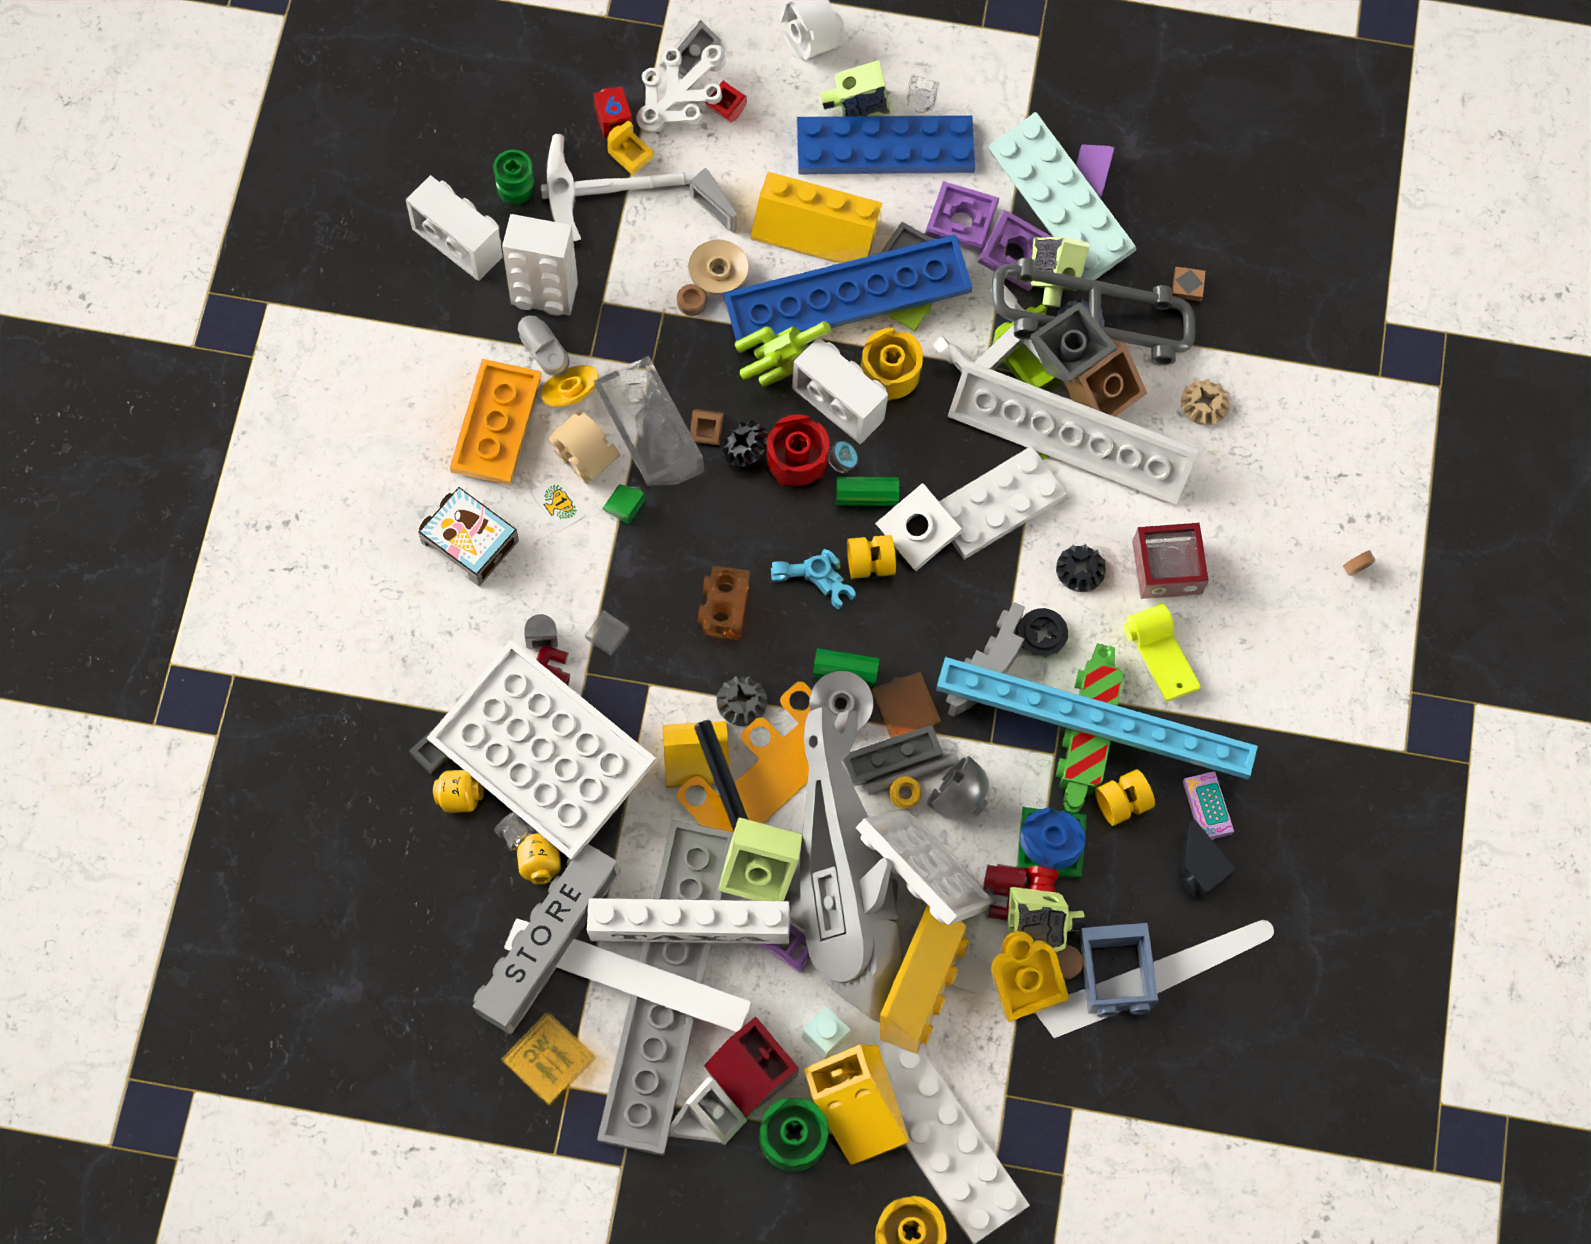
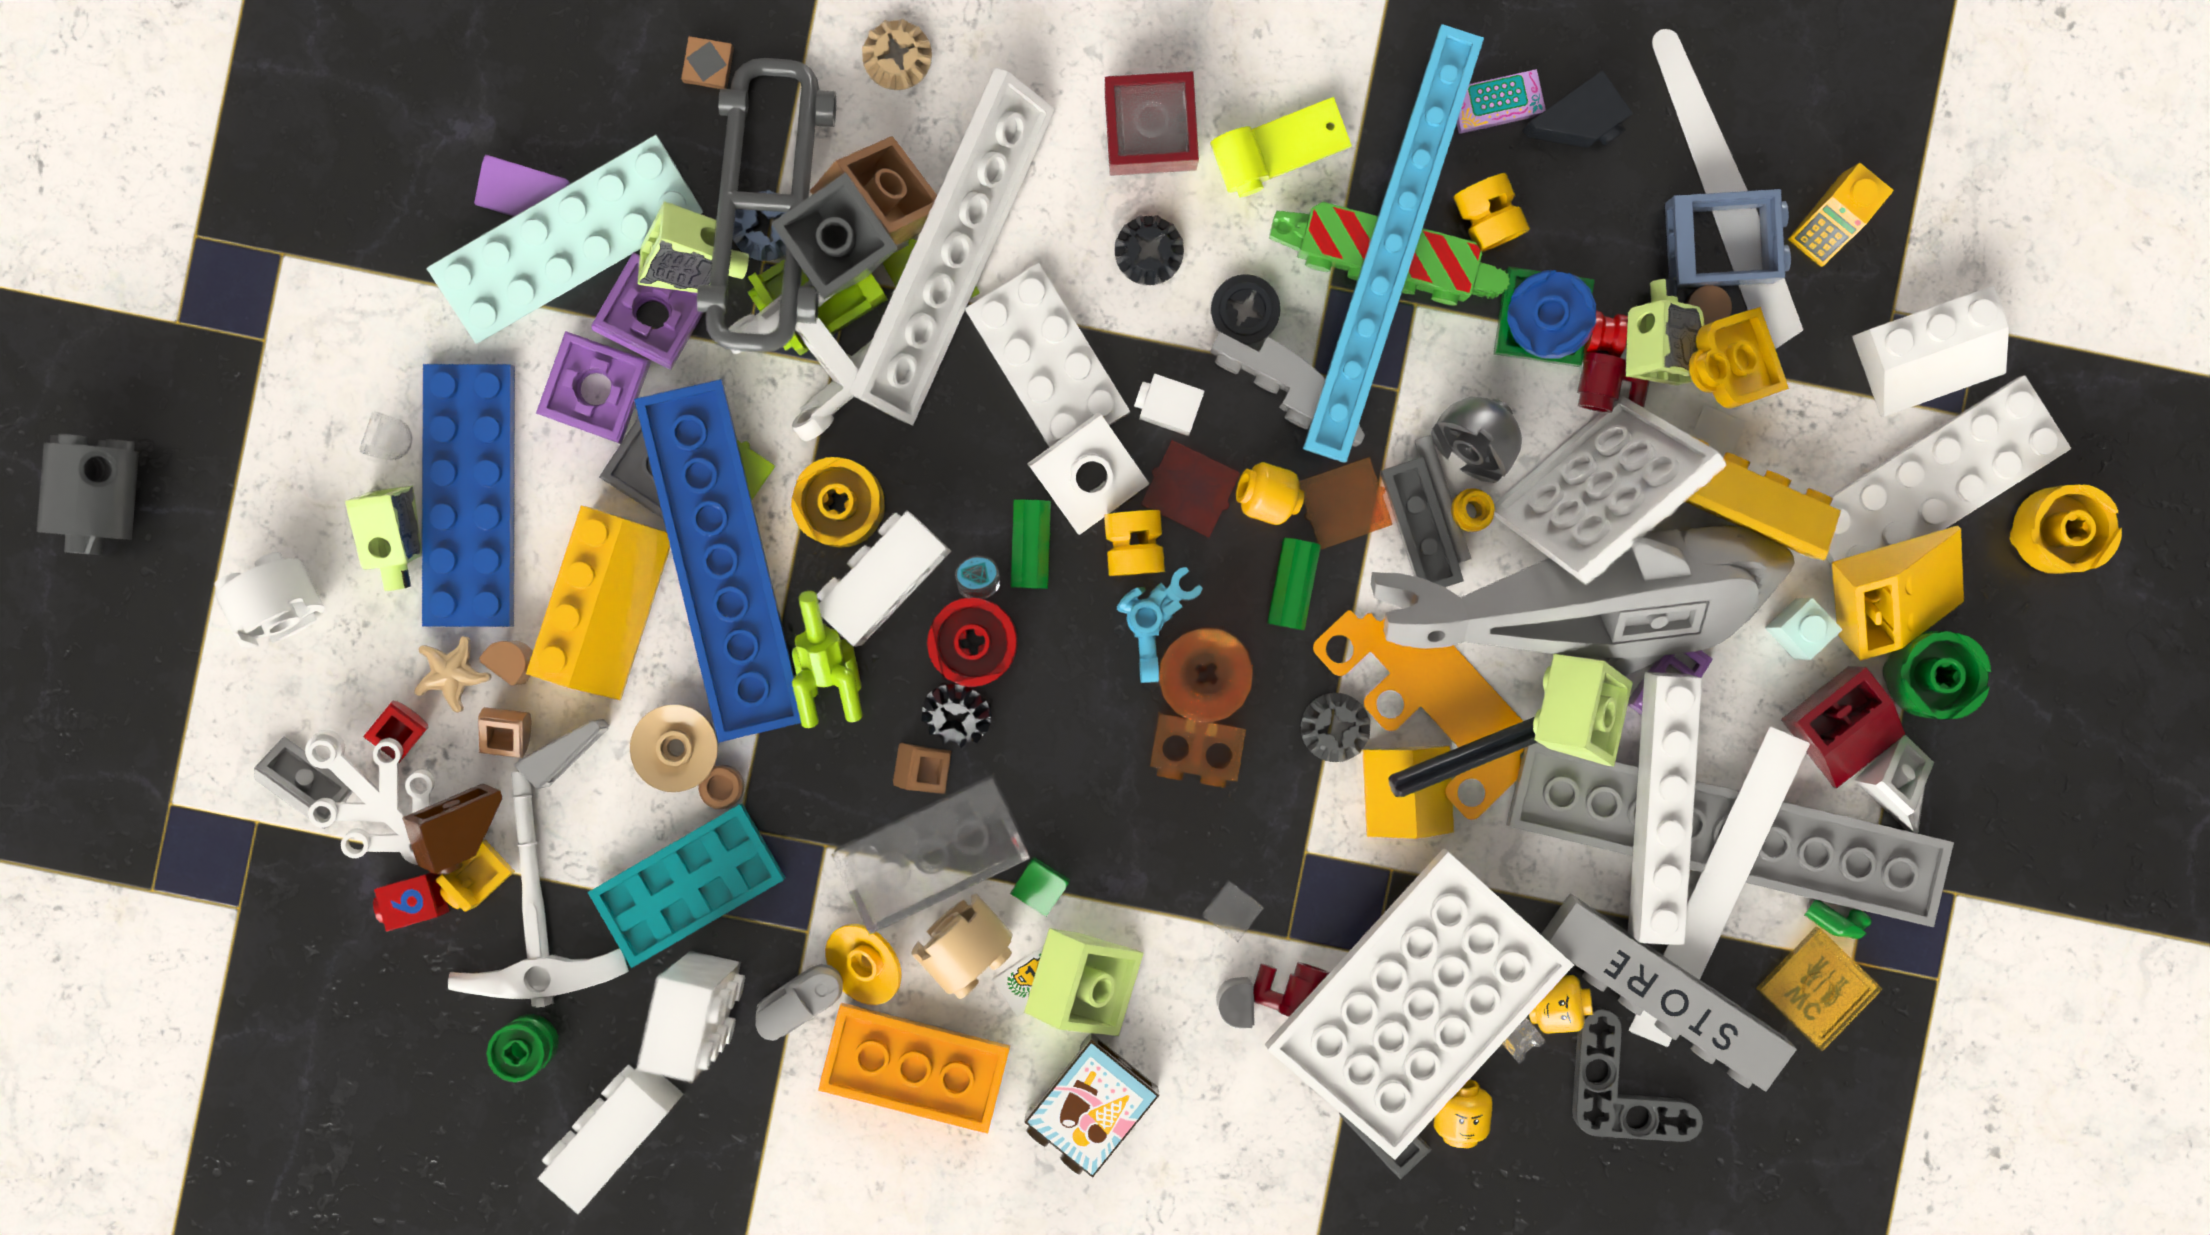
camera: 90 degrees left, 20 degrees up
(460, 907) = (1615, 1104): none -> dark grey beam
(555, 530) = (1083, 983): none -> yellowish green slope
(597, 1070) = (1834, 923): none -> green arm
(624, 278) = (686, 885): none -> teal plate
(662, 131) = (452, 828): none -> reddish brown slope
(727, 165) = (504, 732): none -> medium nougat brick
(765, 134) = (450, 673): none -> tan animal
(775, 162) = (508, 661): none -> medium nougat brick
(779, 586) = (1209, 700): none -> clear orange wheel
(846, 686) = (1360, 609): light grey dish -> none
(910, 648) = (1269, 493): none -> yellow head
(911, 600) = (1190, 488): none -> clear red piece
(971, 580) = (1169, 404): none -> white brick
(1043, 1131) = (1935, 351): none -> white slope
(1143, 1056) = (1840, 213): none -> yellow slope

